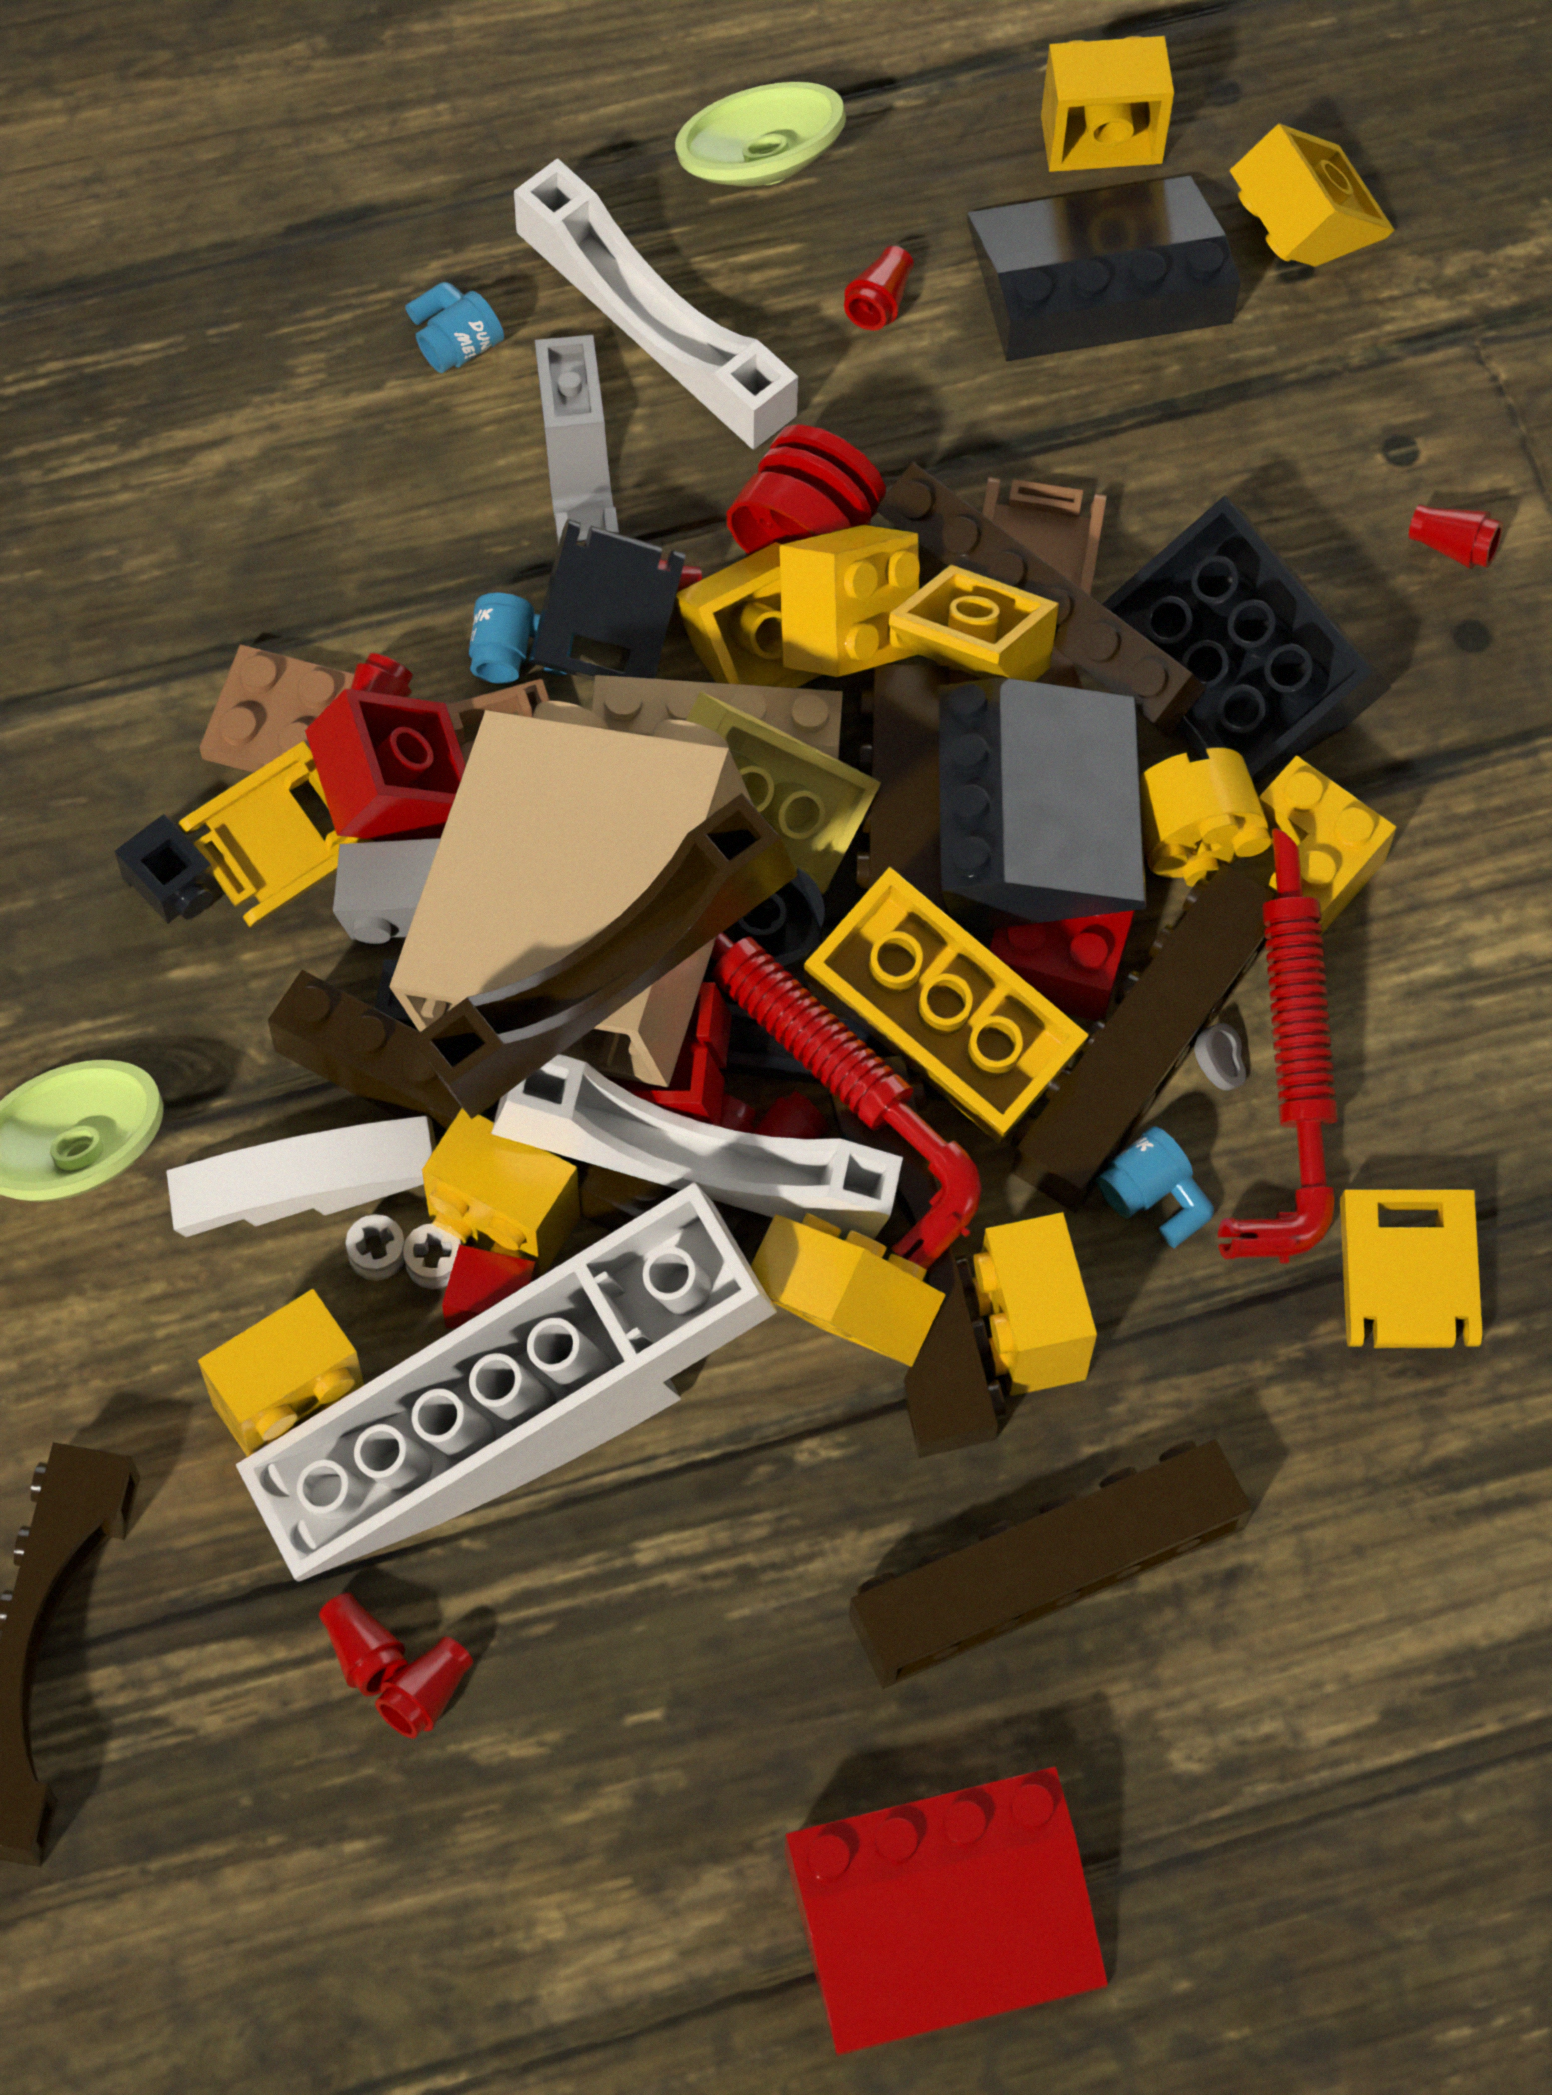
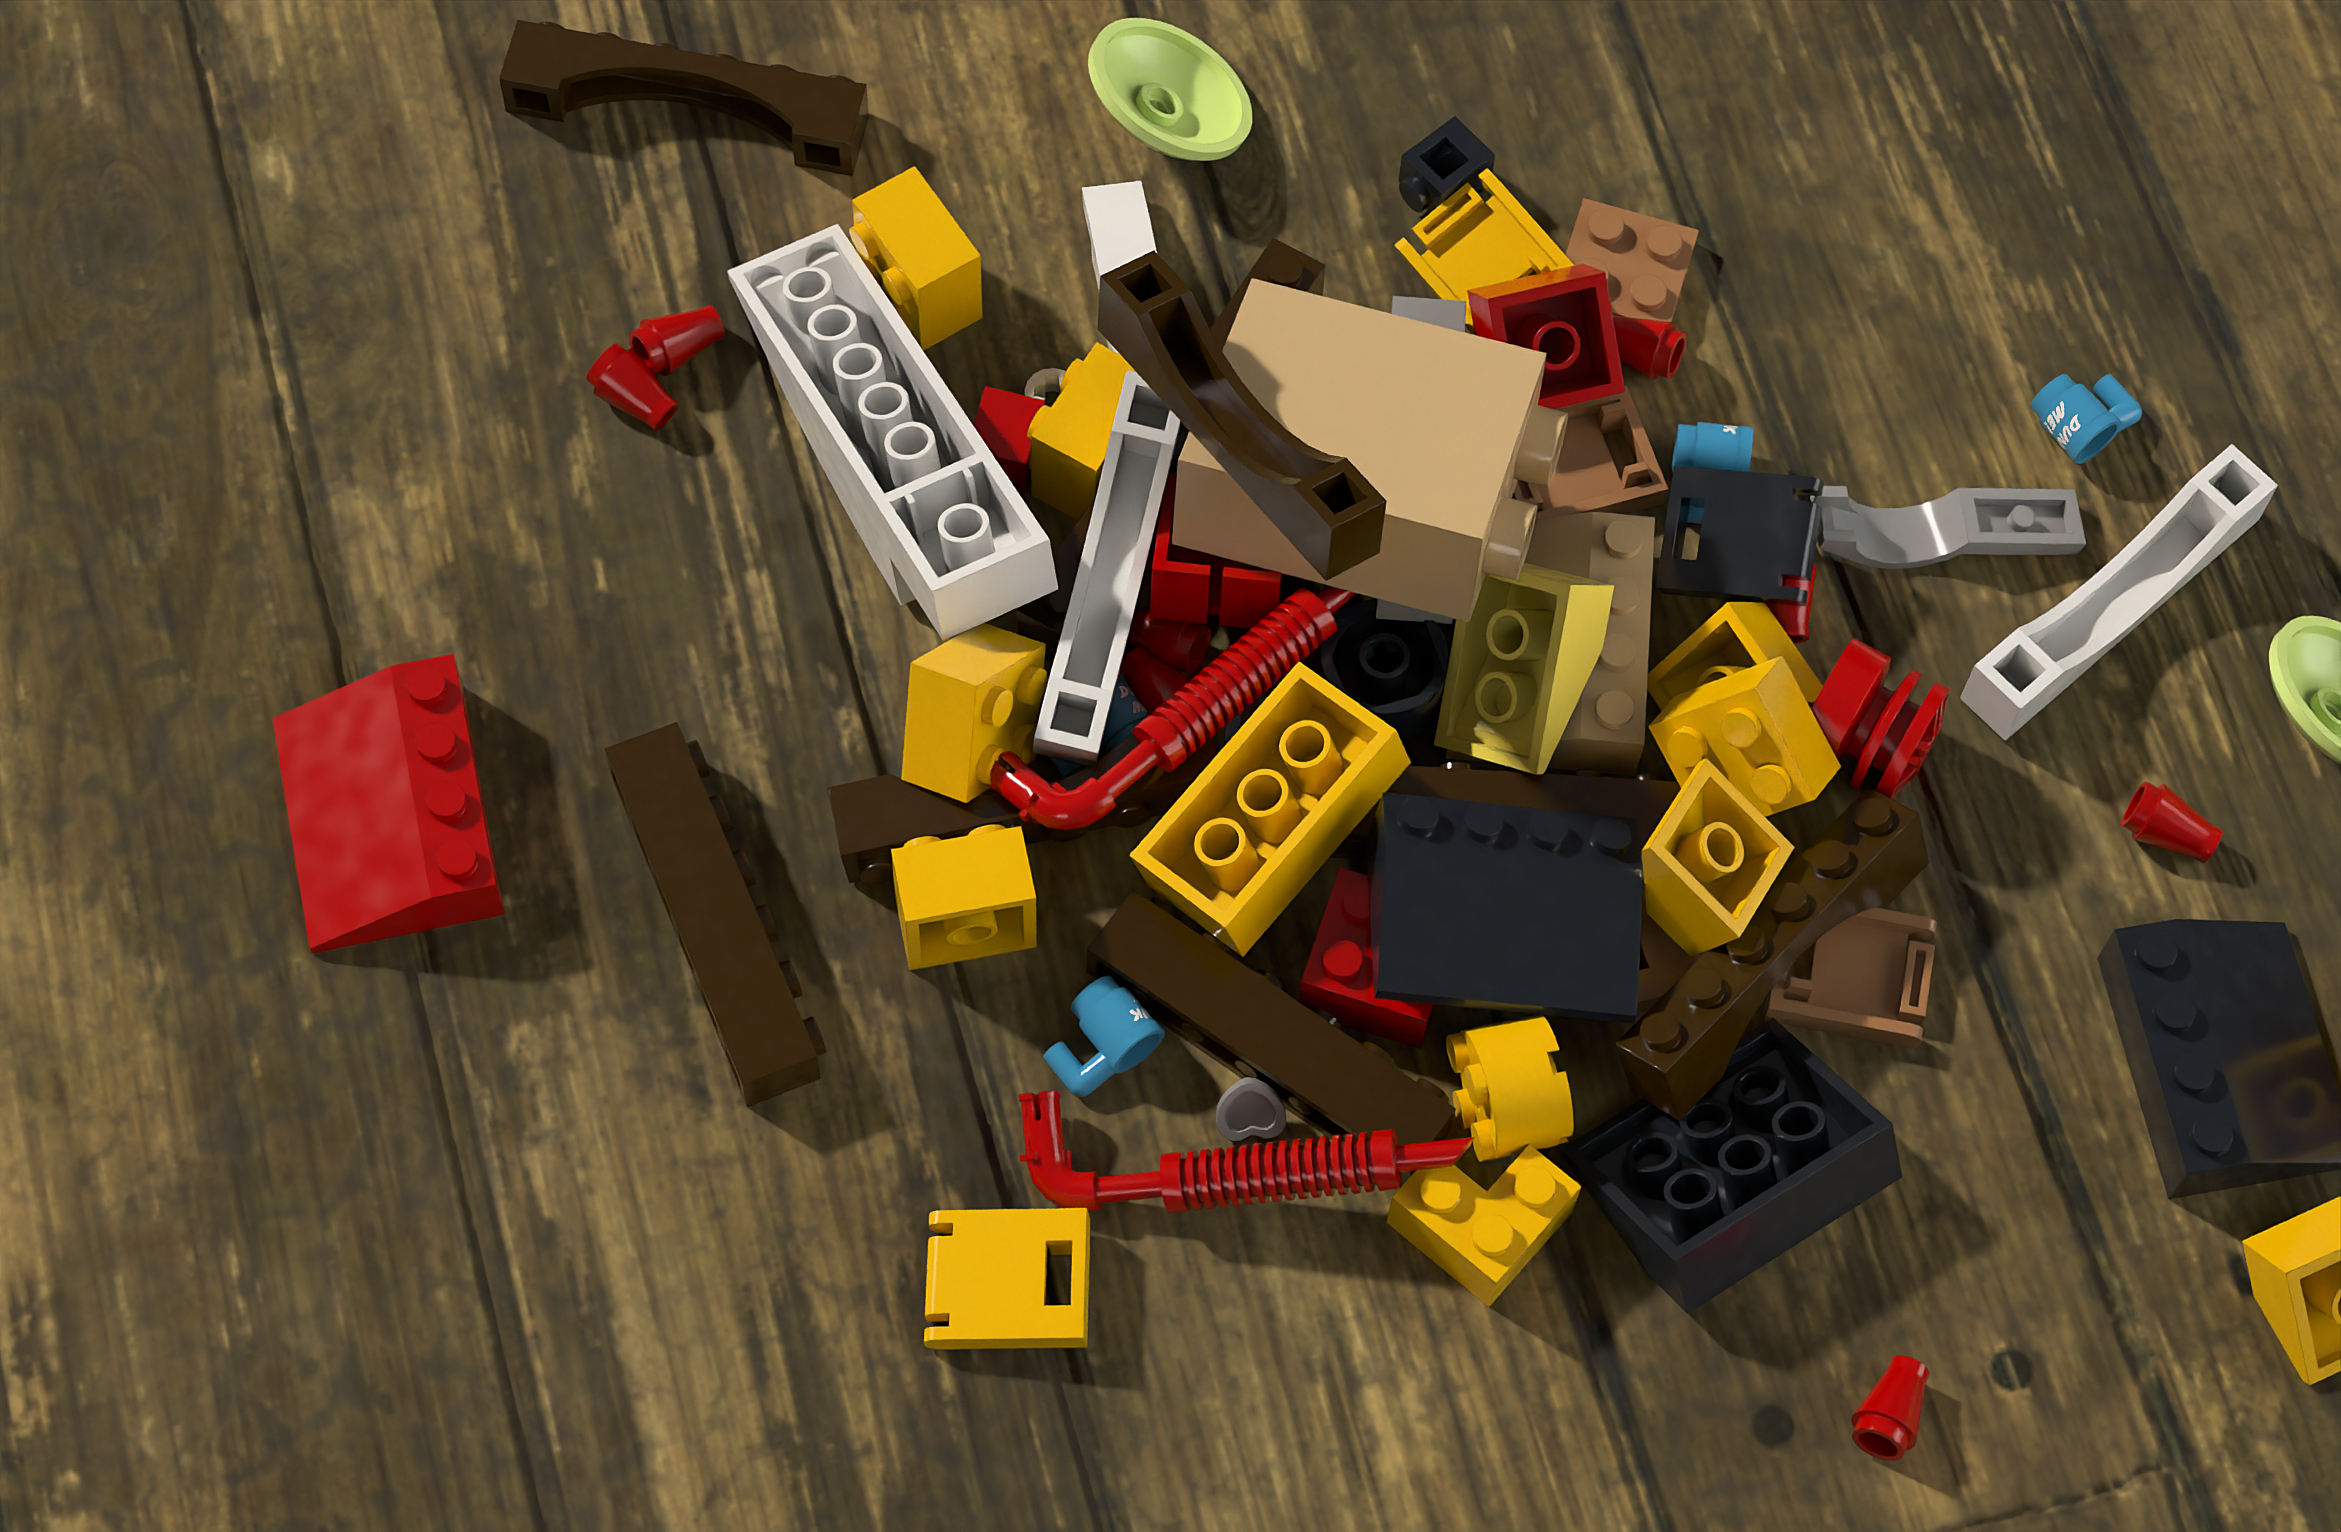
camera: 90 degrees right, 0 degrees up
(356, 1245) = (1060, 333): white bush -> none

